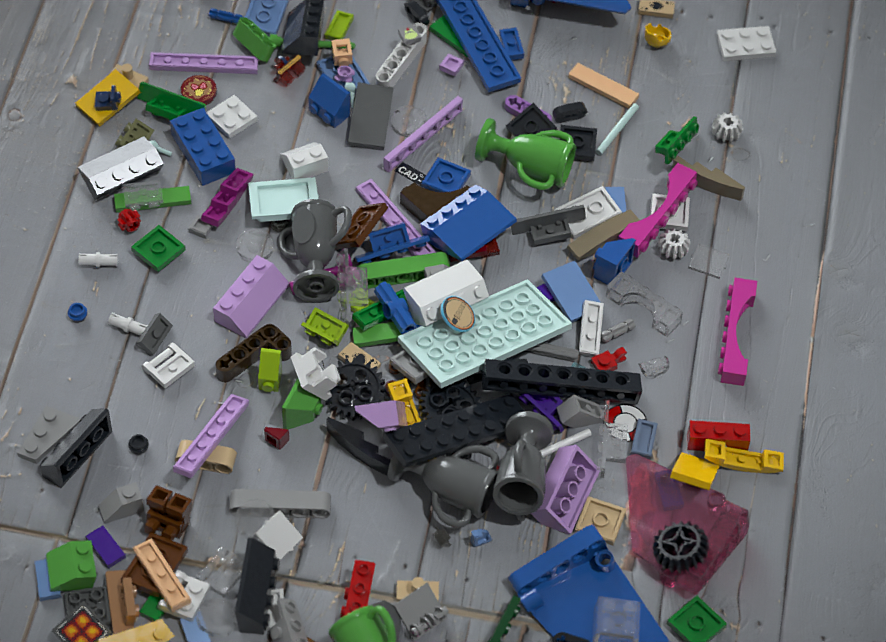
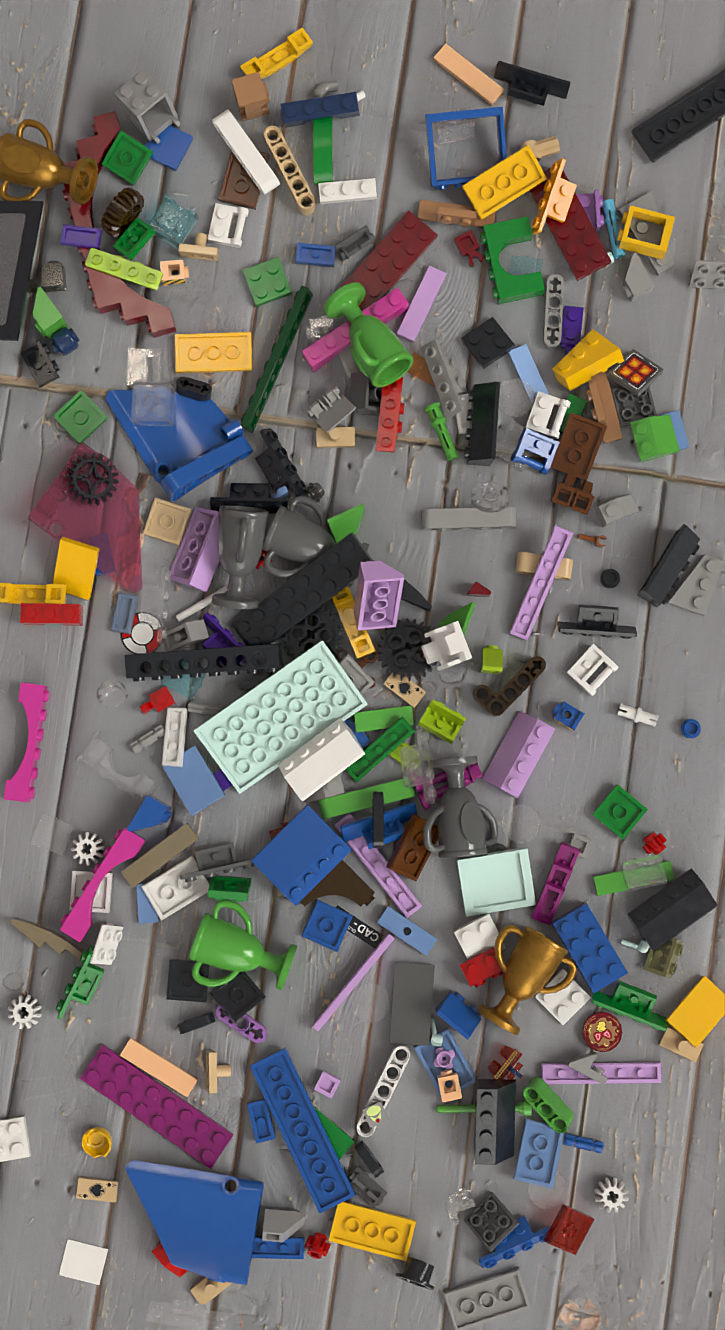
camera: 175 degrees left, 30 degrees up
(98, 259) = (679, 793): white pin -> none
(106, 547) = (626, 467): dark purple tile -> none
(107, 99) = (699, 1002): dark blue bracket -> none
(147, 480) = (595, 540): none -> dark orange hand
(154, 334) = (610, 704): dark grey plate -> none
(158, 401) = (598, 621): none -> black bracket
(162, 575) = (570, 429): light nougat tile -> none
(197, 326) = (570, 723): none -> blue brick
(202, 565) = (538, 445): none -> plate
(216, 60) = (583, 1065): none -> light grey slope
(263, 124) = (526, 973): none -> pearl gold piece
(279, 534) = (467, 482): white piece -> none
(303, 135) = (481, 968): none -> red bracket
(304, 597) = (450, 452): none -> bright green pin
(339, 25) = (455, 1137): lime tile -> none
(371, 168) = (416, 938): none -> medium blue tile
(393, 239) = (378, 820): none -> black beam
(395, 308) = (372, 738): blue piece -> none
(410, 501) = (346, 522): none -> bright green slope
(457, 314) = (308, 728): piece -> none
(480, 564) = (277, 465): none -> black bracket
(511, 536) = (249, 495): none -> black bracket
(536, 199) = (229, 888): none -> green plate
(552, 78) = (214, 1071): none -> tan tile
(605, 59) = (156, 1106): none -> magenta plate
(615, 131) = (144, 1006): light aqua bar -> none
(653, 173) = (106, 944): none -> white hinge

